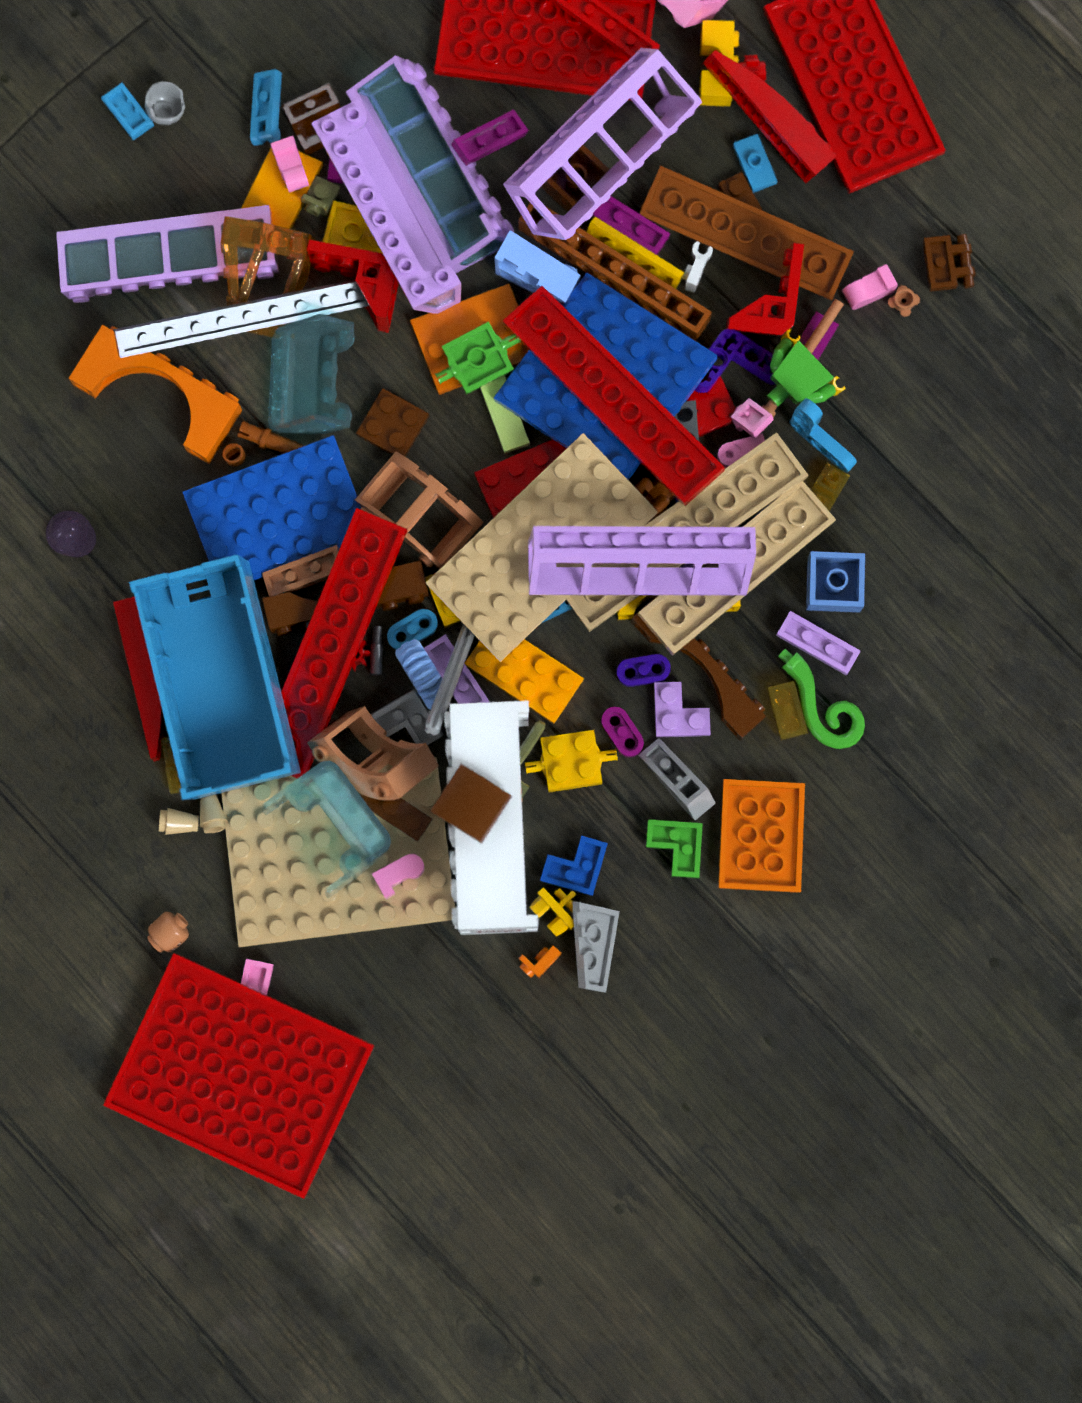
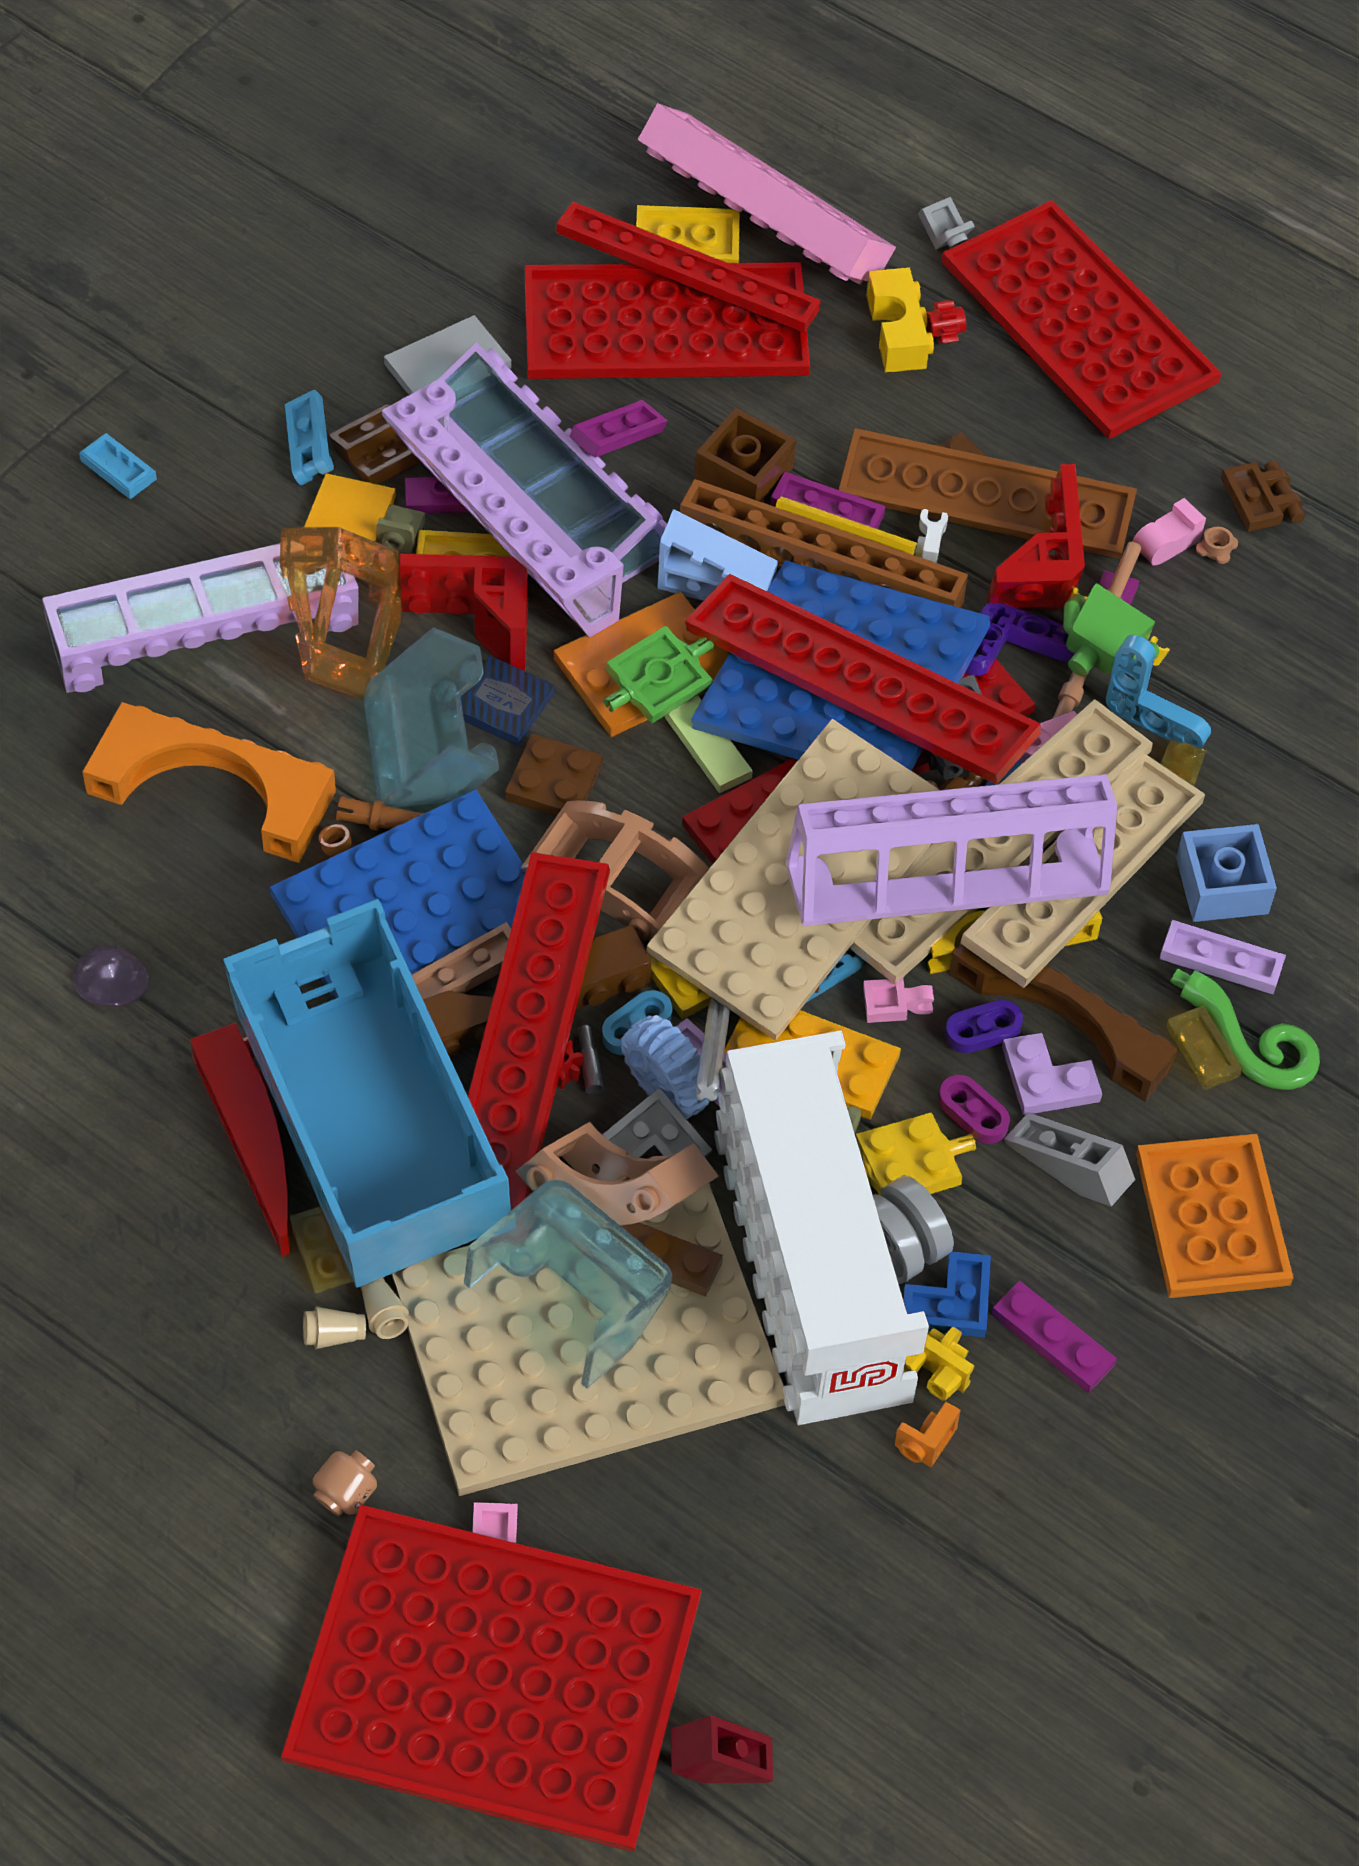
camera: 10 degrees left, 25 degrees down
(164, 103) = (168, 446): light grey hair -> none
(238, 318) = (314, 654): plate -> none
(289, 163) = (352, 488): bright pink leg -> none
(368, 1148) = (721, 1752): none -> dark red slope
(371, 355) = (506, 700): none -> tile
(376, 44) = (433, 355): none -> light grey tile
(405, 868) = (687, 1335): bright pink leg -> none
(471, 803) = (790, 1169): reddish brown slope -> none
(551, 820) = (912, 1227): none -> light grey wheel
(583, 125) = (745, 375): lavender window -> none
(583, 642) = (890, 1002): none -> bright pink plate
(594, 943) = (1006, 1394): light grey wing -> none
(637, 903) = (1054, 1336): none -> magenta plate
(684, 840) = (1101, 1237): bright green plate -> none
(751, 418) = (1053, 694): bright pink bracket -> none
(754, 163) = (976, 421): dark azure plate -> none
(774, 117) = (987, 357): red slope -> none

